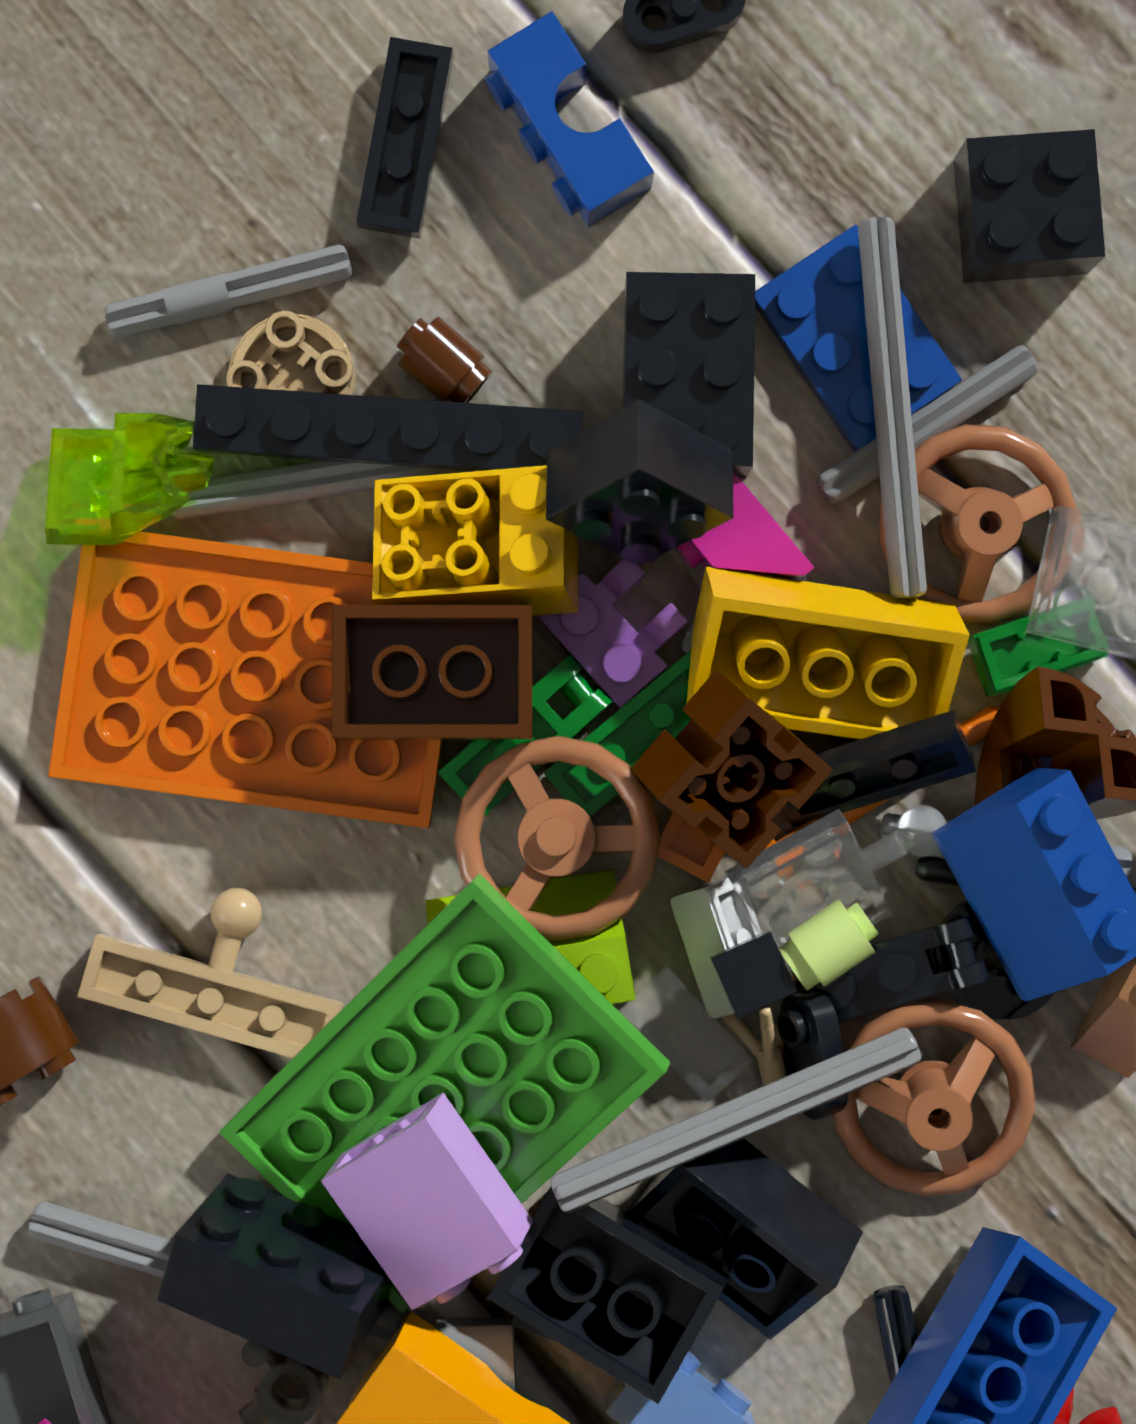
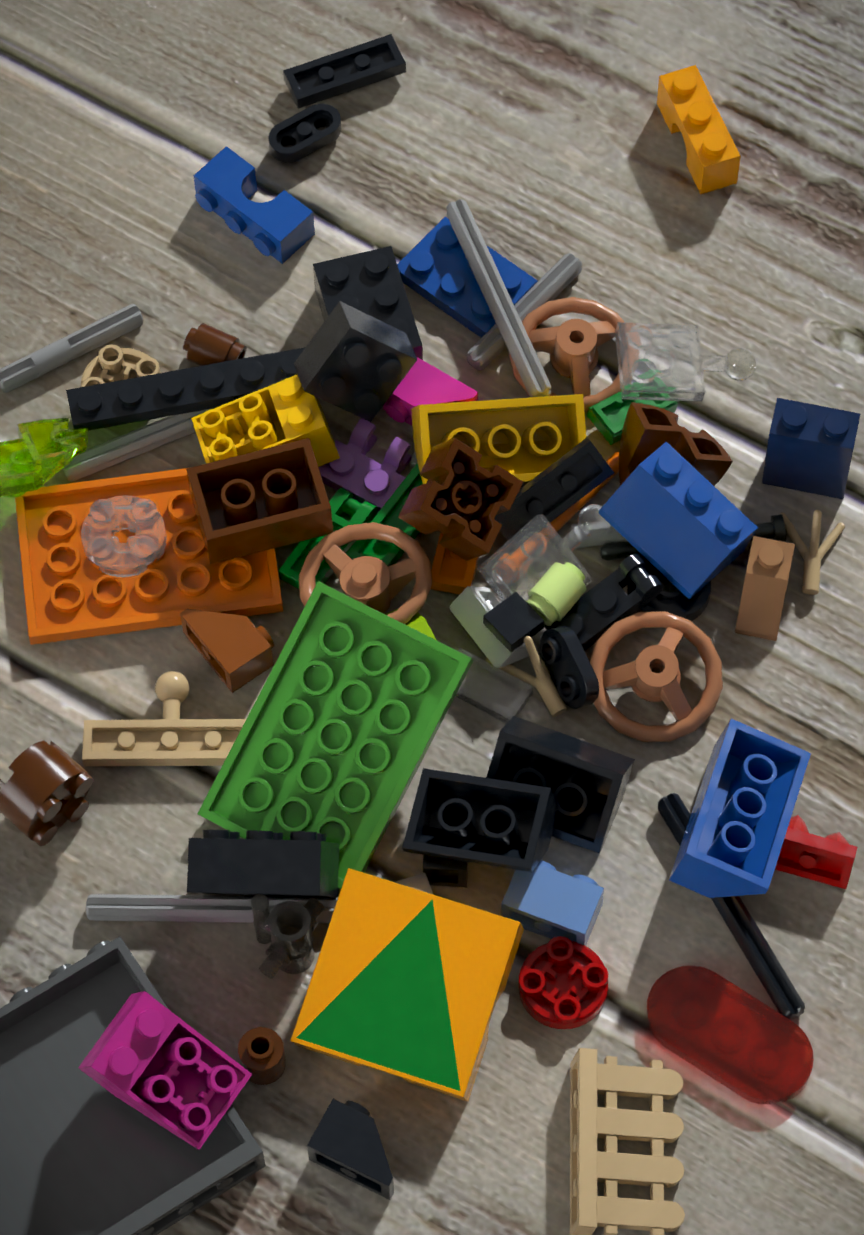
camera: 10 degrees left, 25 degrees down
(204, 622) = (121, 513): none -> clear plate
(335, 872) = (229, 645): none -> dark orange slope
(405, 137) = (155, 240): black plate -> none
(429, 1203) = (346, 792): lavender brick -> none
(735, 1119) = (526, 697): light grey axle -> none
(1029, 206) = (545, 179): black brick -> none

